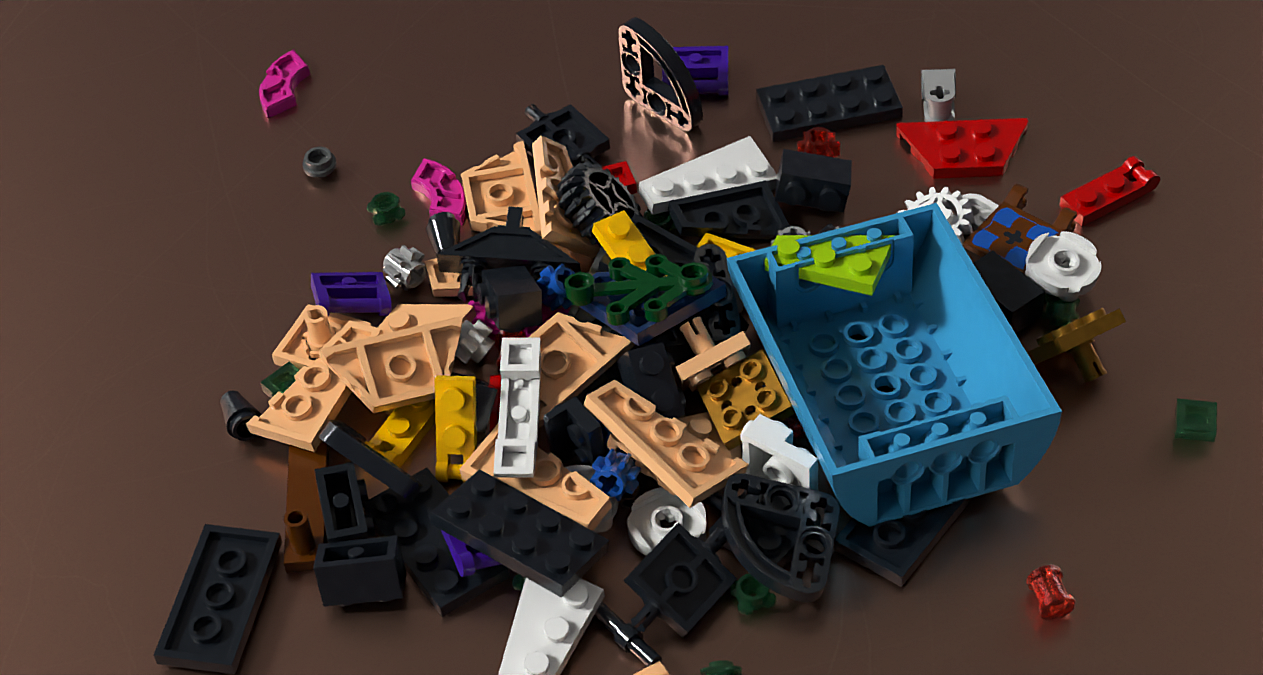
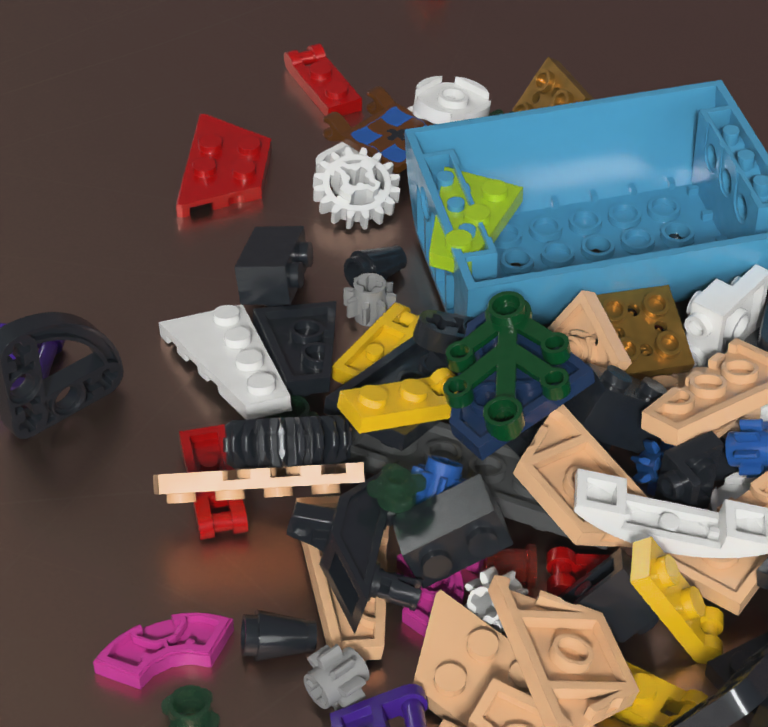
camera: 90 degrees left, 5 degrees down
(501, 185) = (201, 568): light nougat wing -> none
(535, 254) = (396, 488): none -> clear green plate
(568, 128) = (107, 500): black plate -> none
(819, 142) = (204, 265): clear red gear -> none
(829, 102) = (114, 259): black plate -> none
(938, 94) = (141, 165): light grey piece -> none
(1195, 420) = (643, 71): clear green plate -> none

